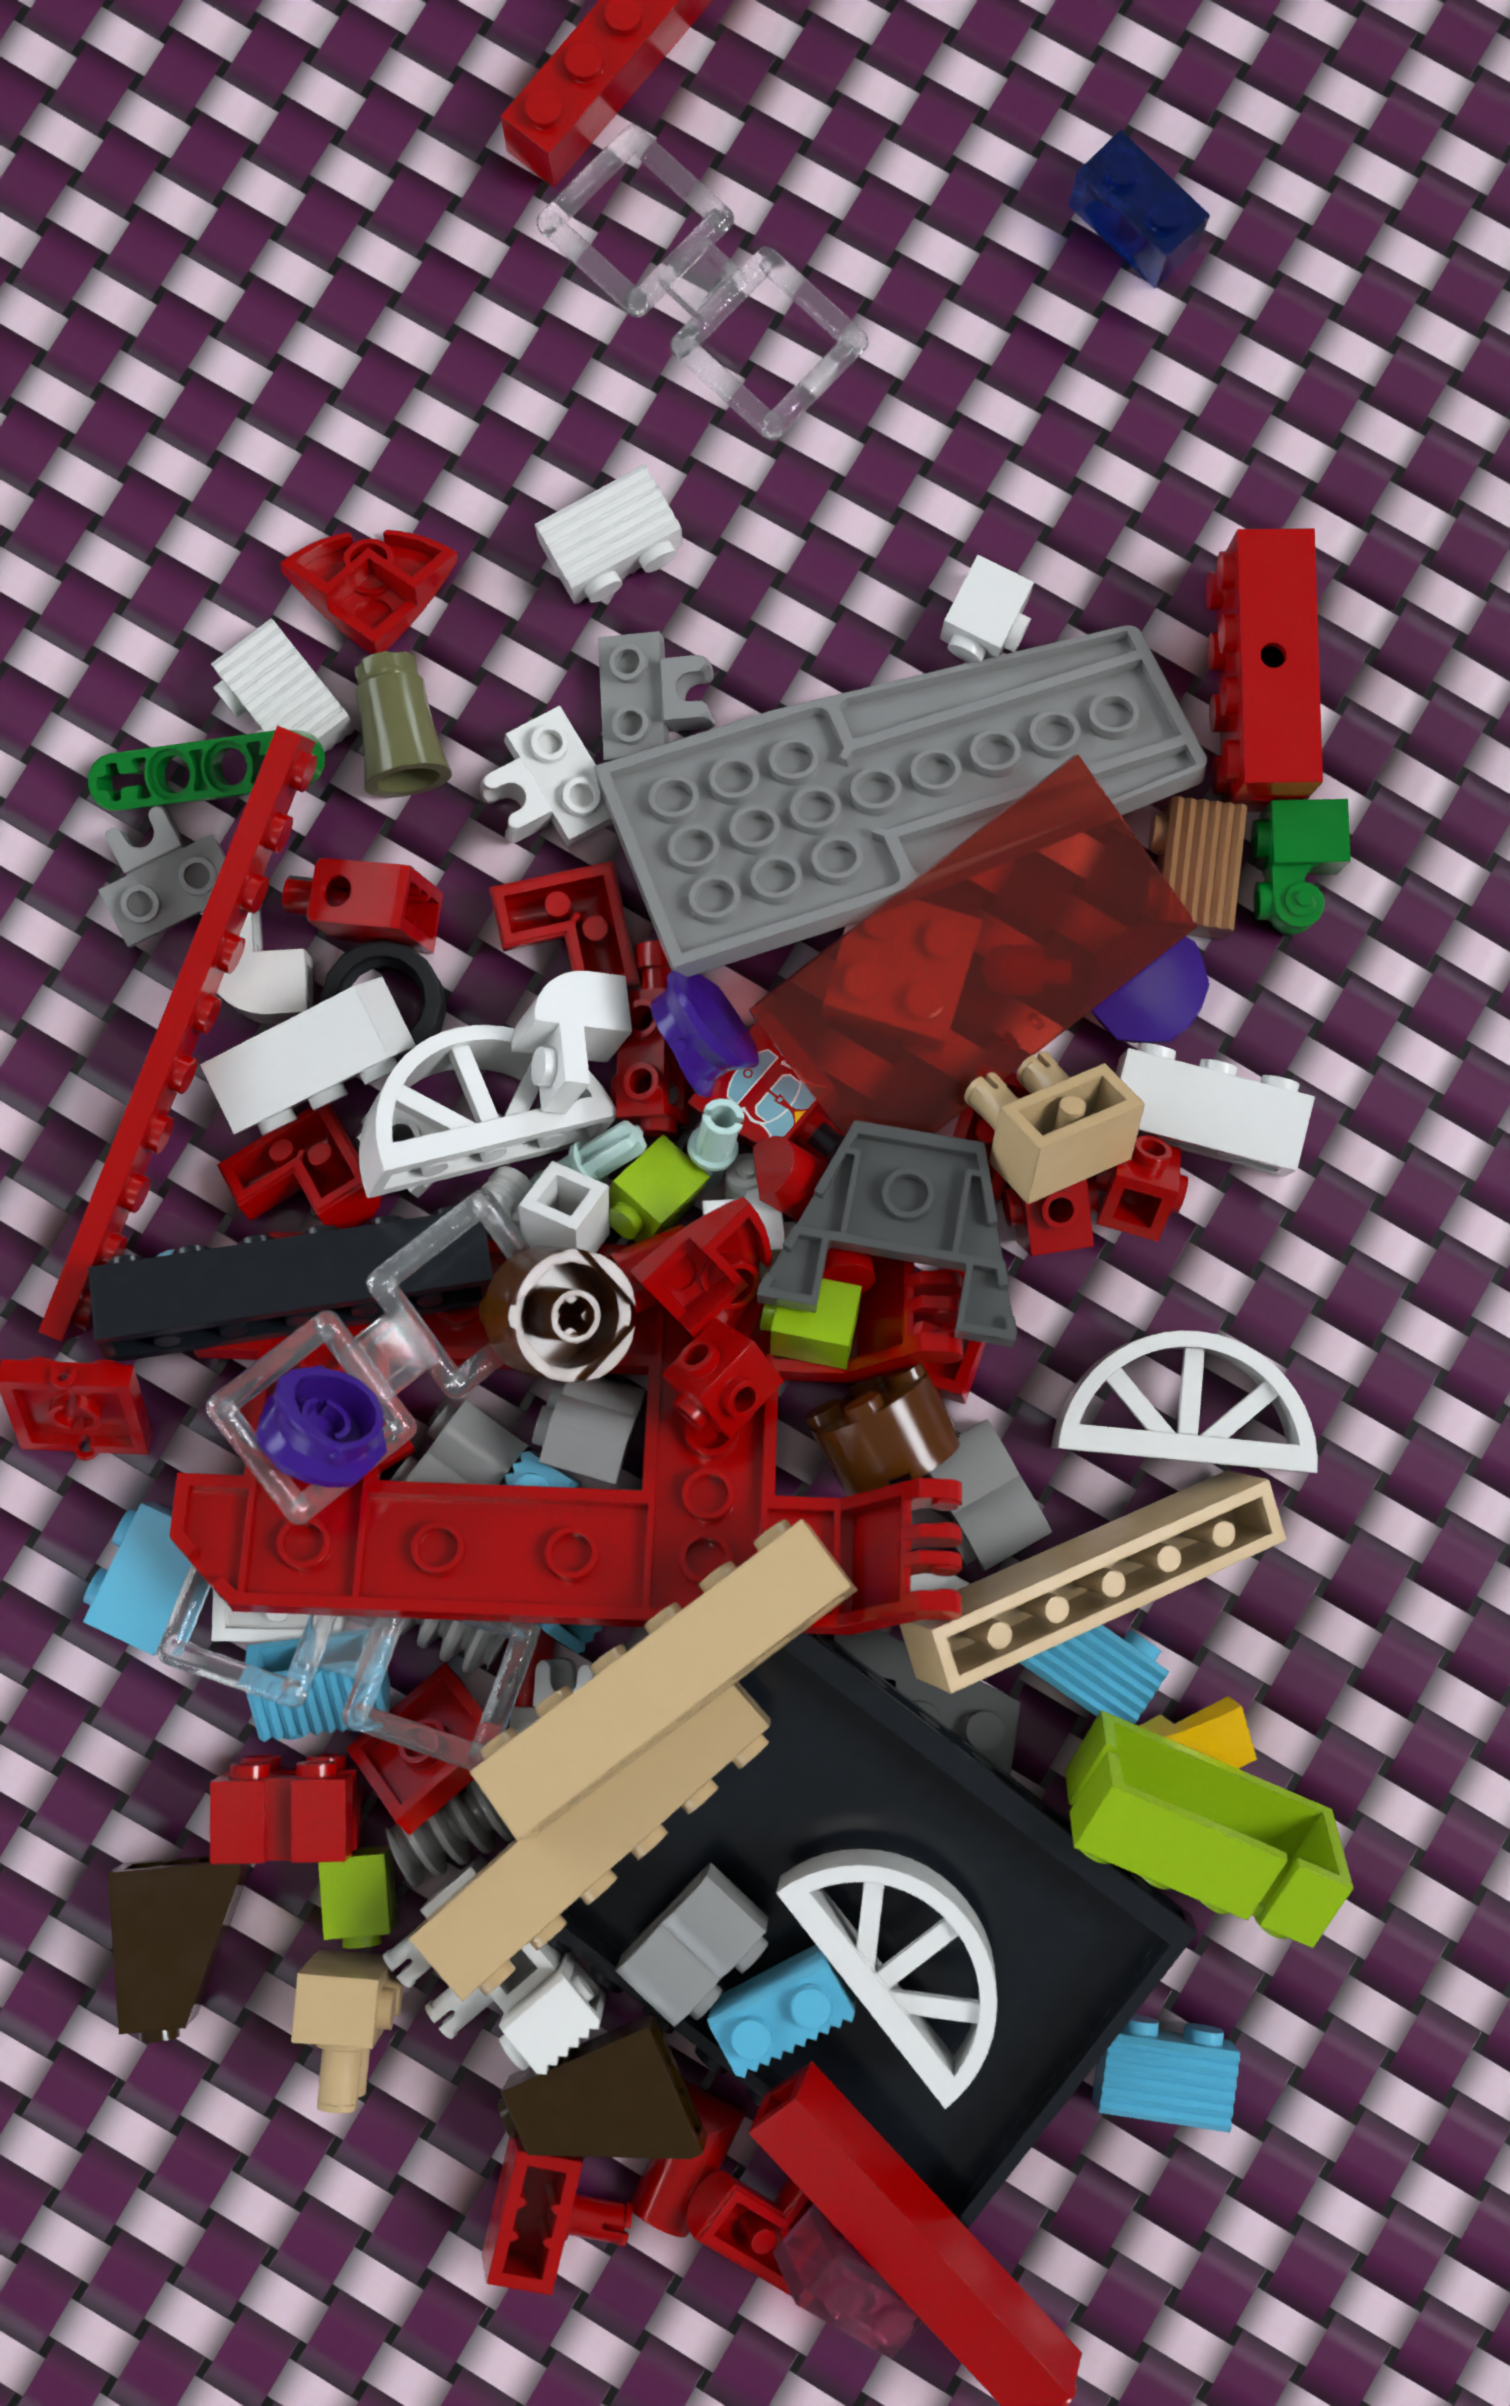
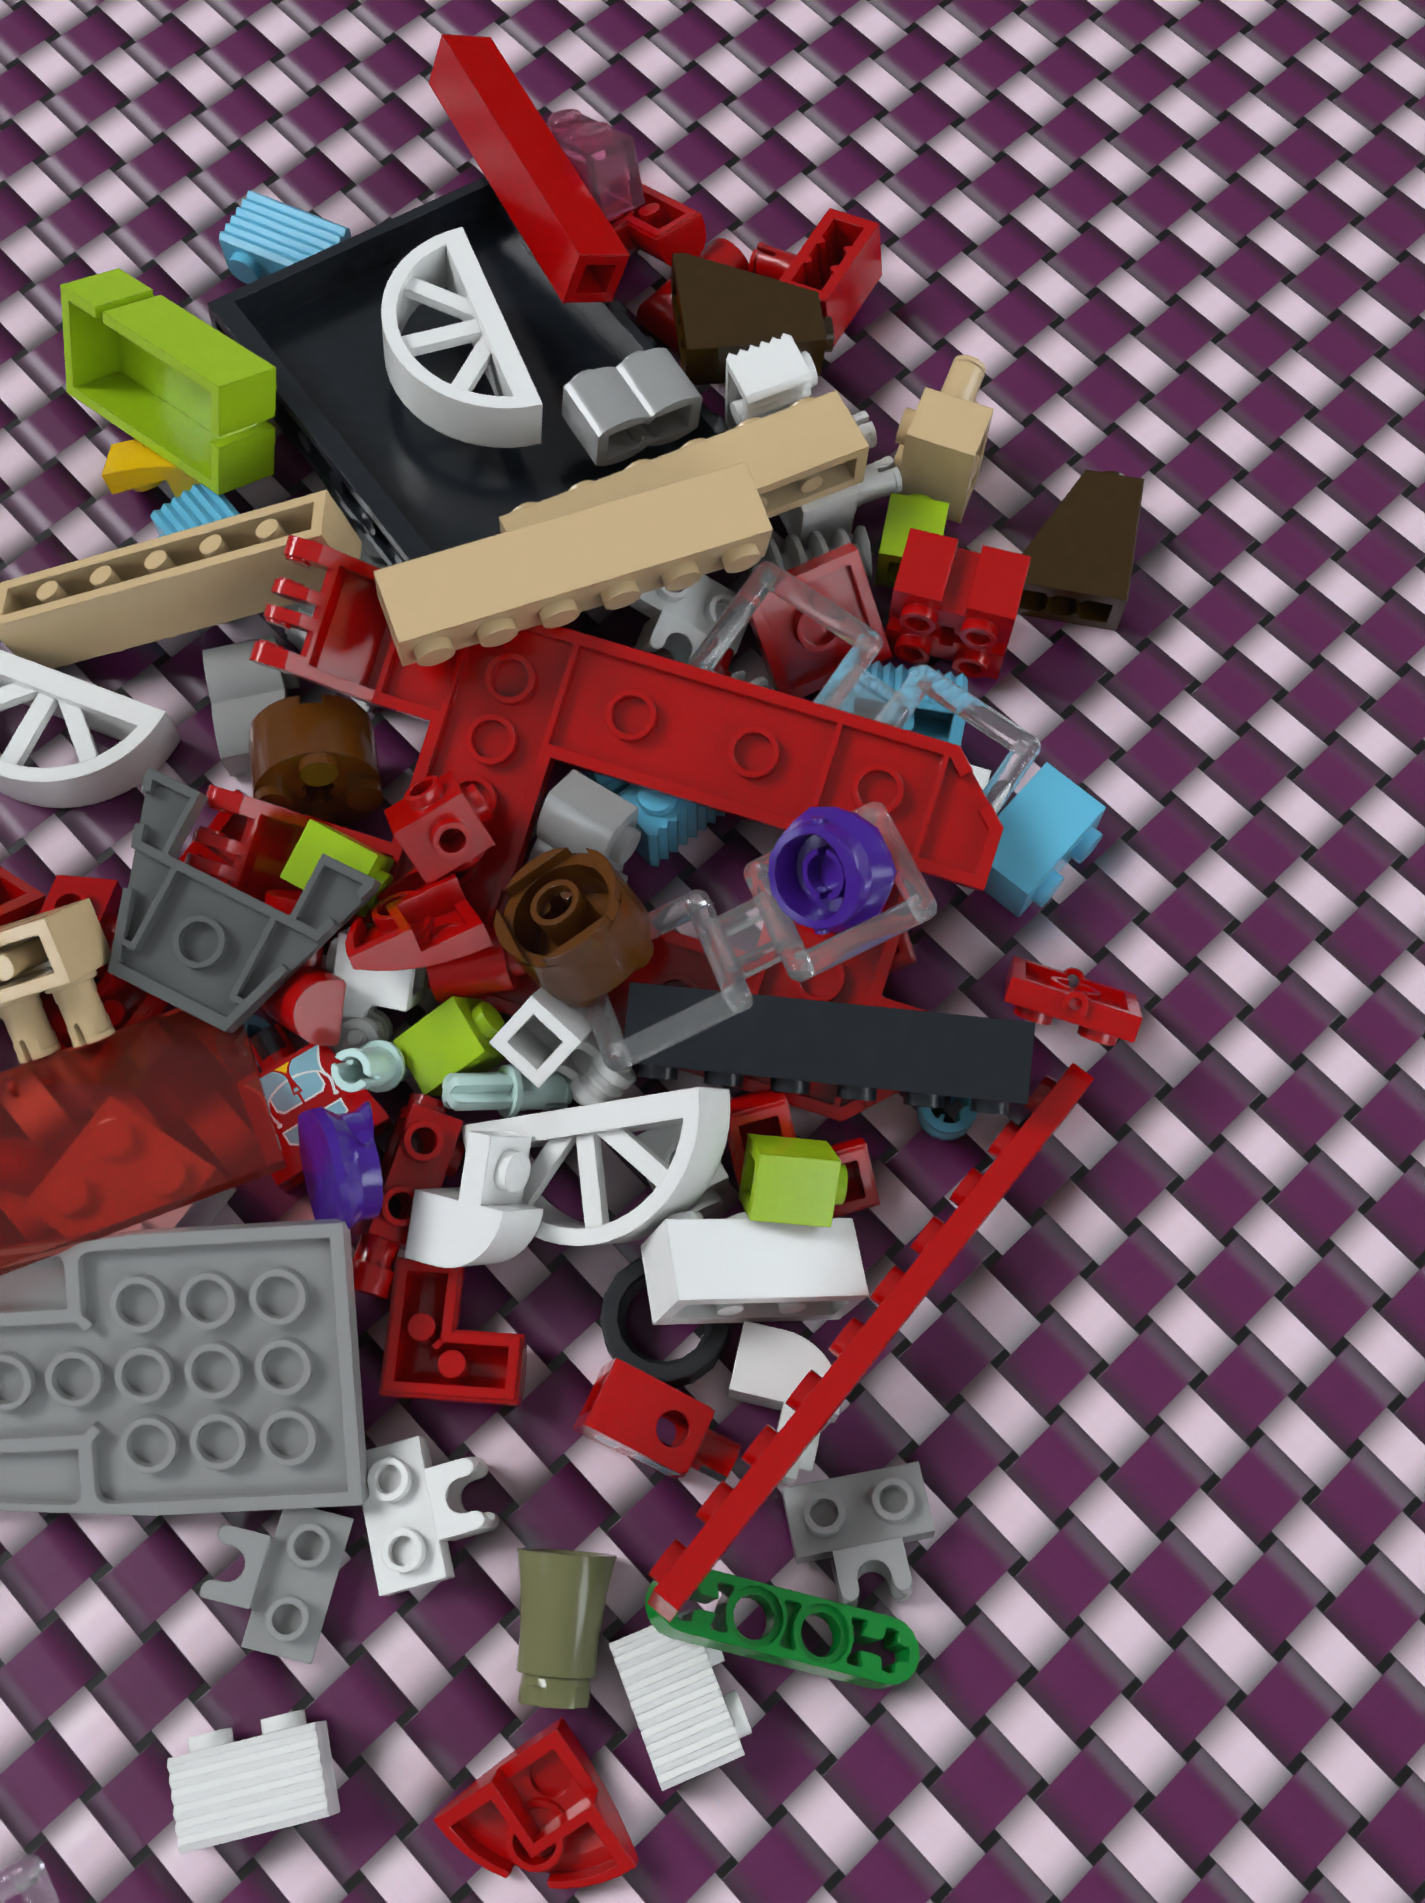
camera: 160 degrees left, 15 degrees down
(293, 1141) = (791, 1180): none -> lime brick
(465, 1450) = (712, 856): light grey brick -> none
(780, 2010) = (571, 337): medium azure brick -> none

